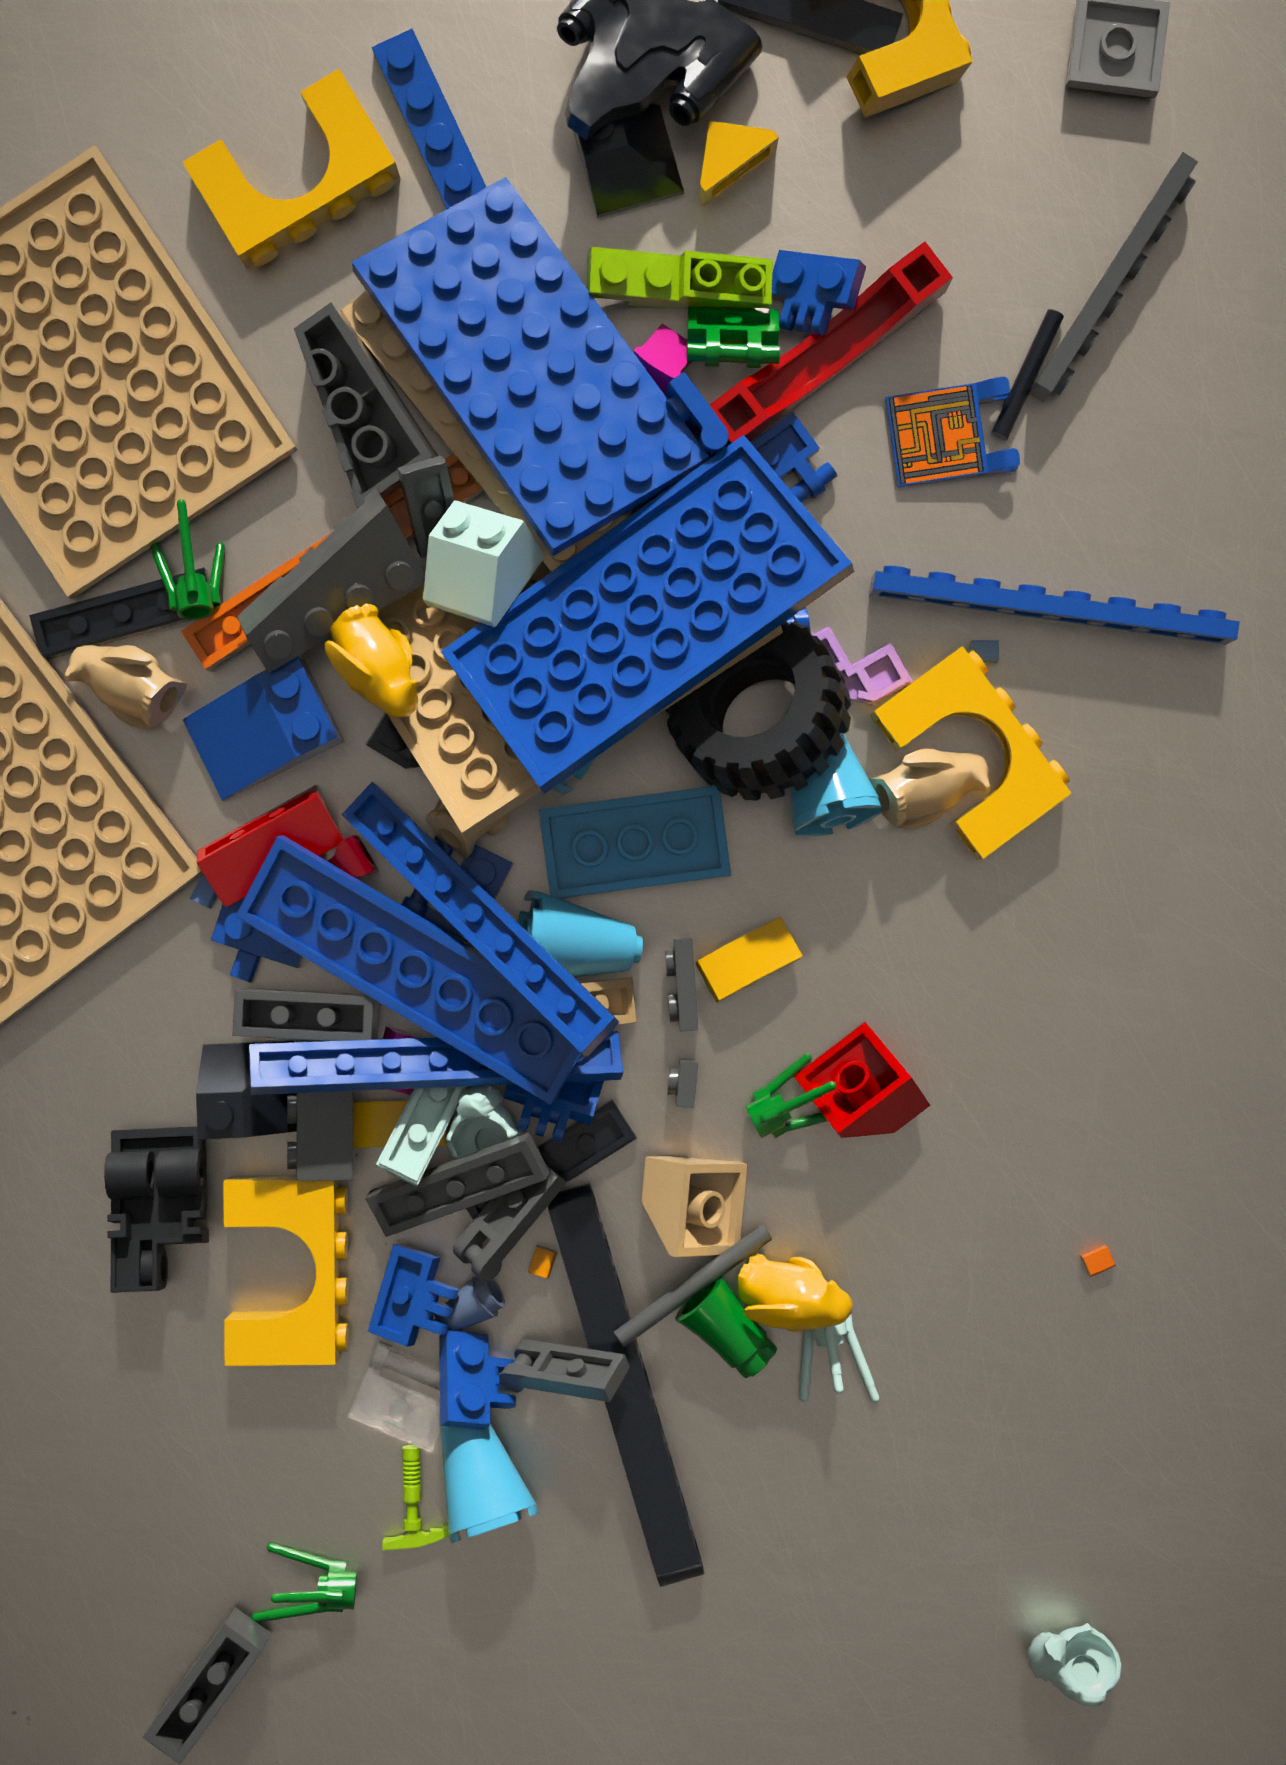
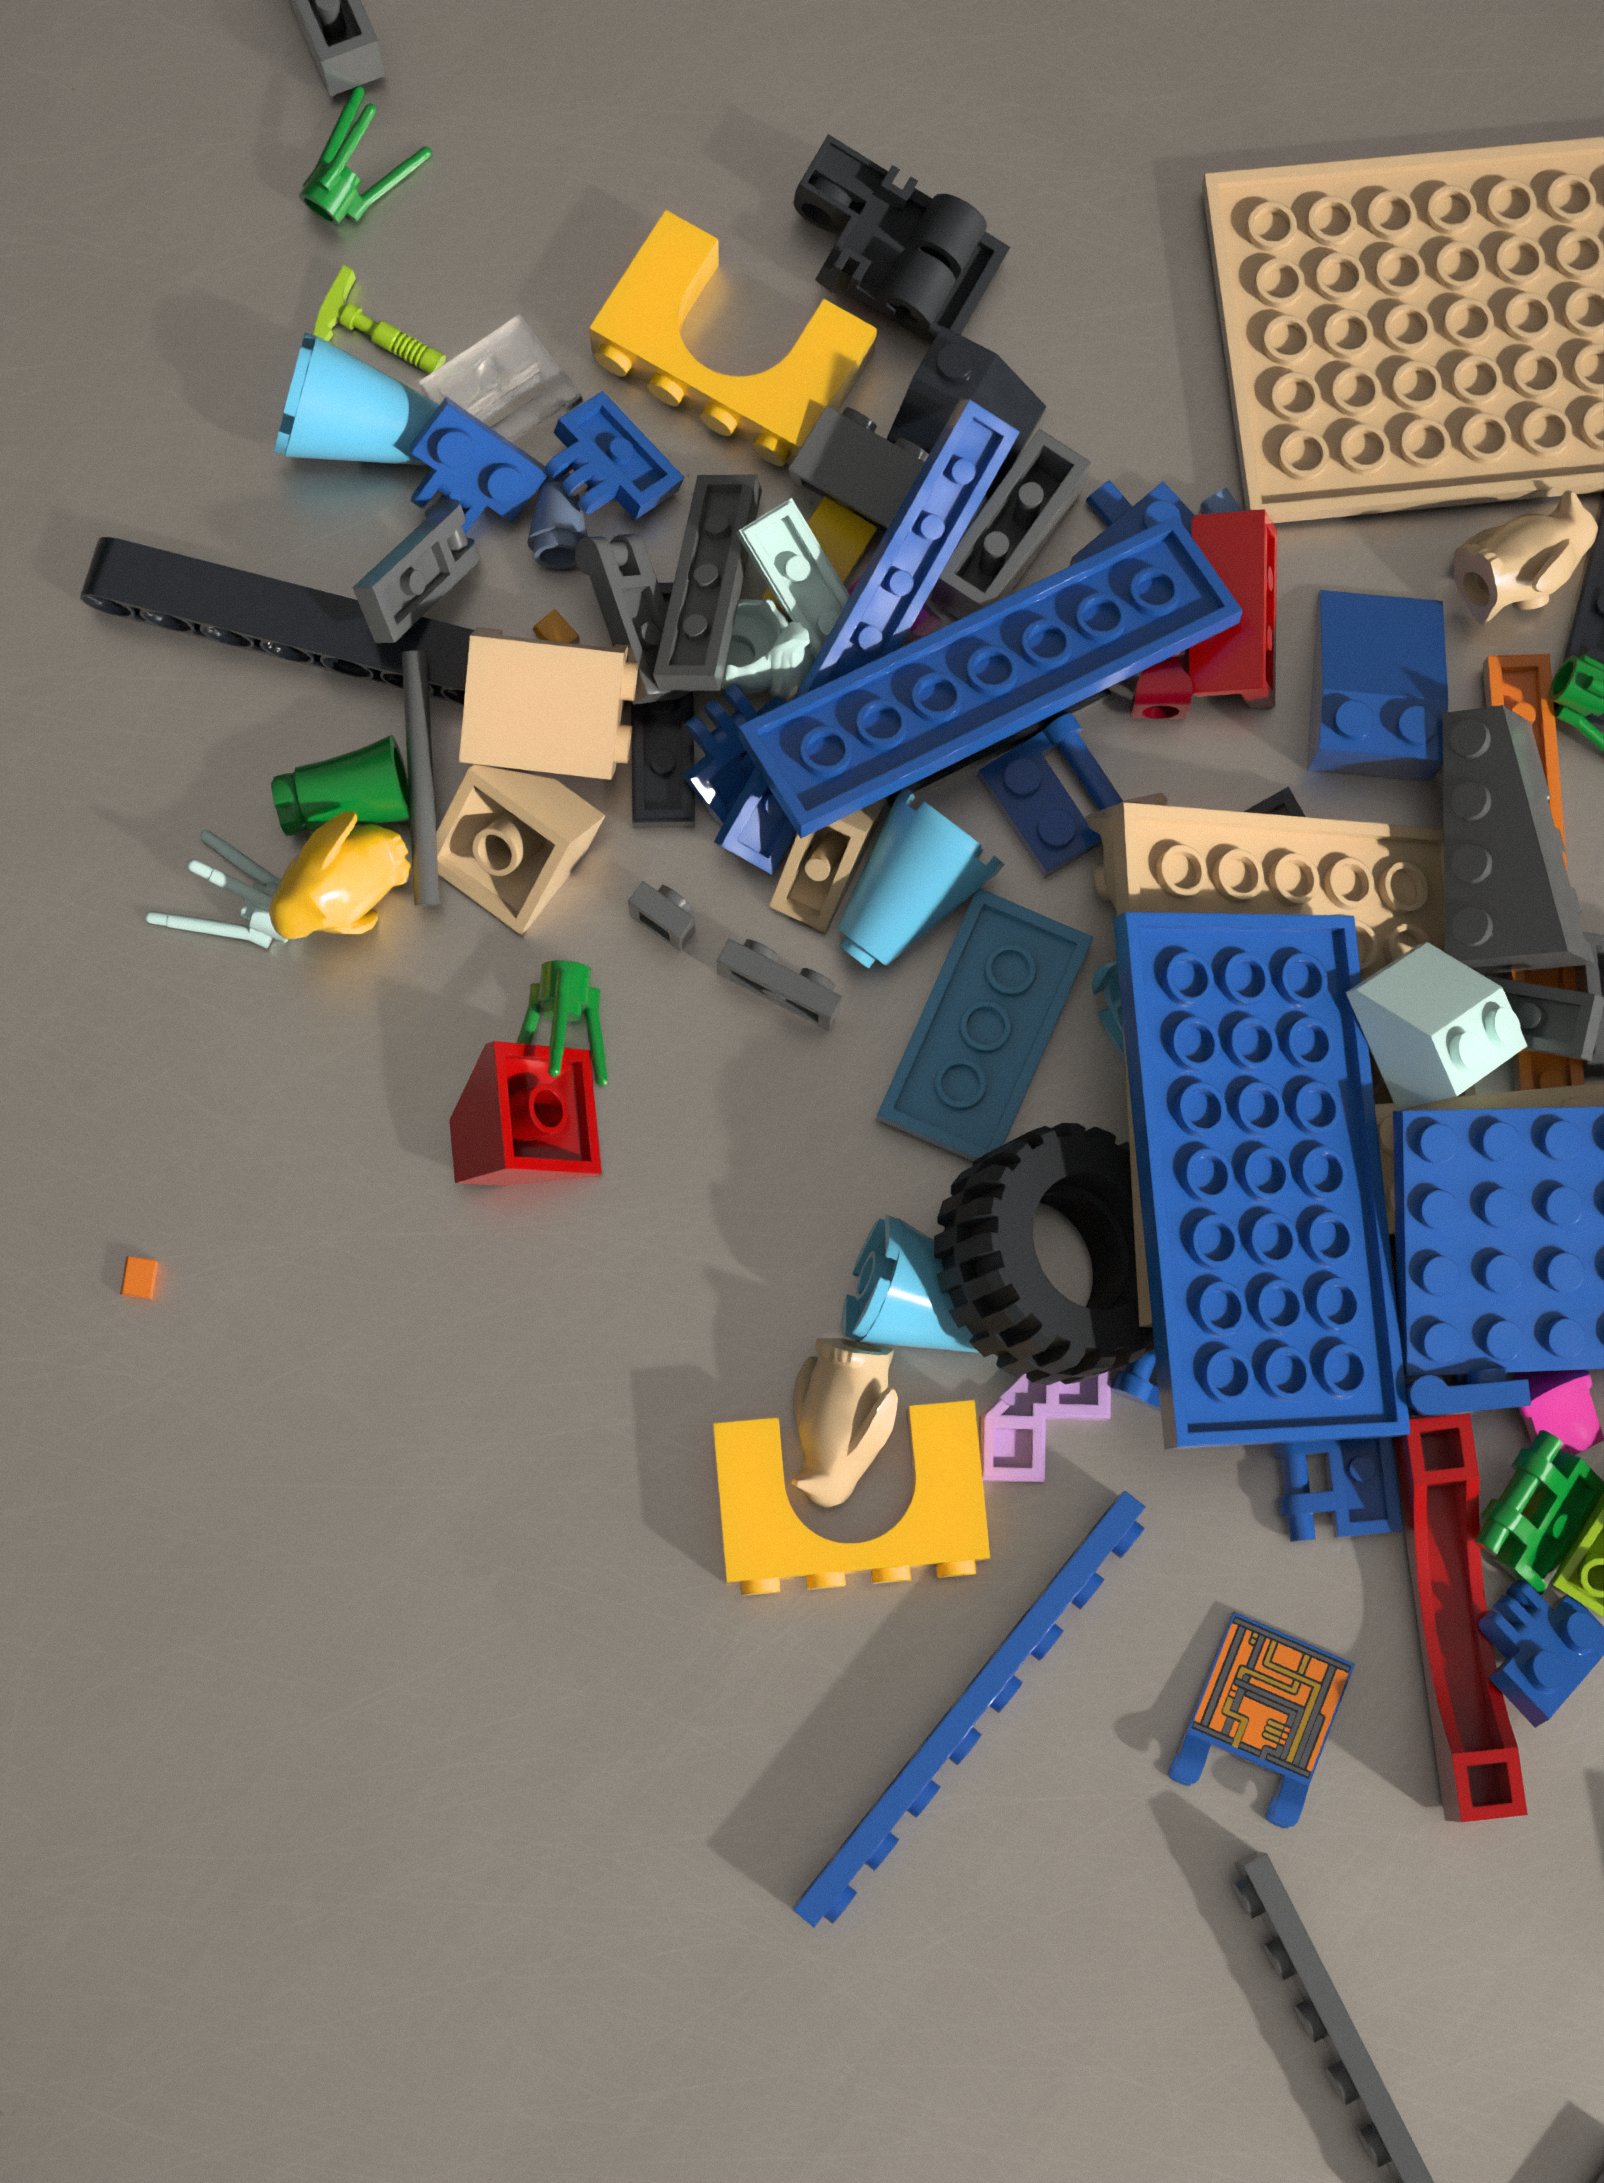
camera: 115 degrees right, 10 degrees down
(373, 660) = (1388, 834): yellow animal -> none
(481, 920) = (1003, 776): blue plate -> none
(606, 1234) = (546, 705): none -> tan panel
(748, 959) = (762, 1076): yellow slope -> none
(986, 649) = (964, 1594): medium blue piece -> none
(1027, 374) = (1287, 1867): black bar -> none

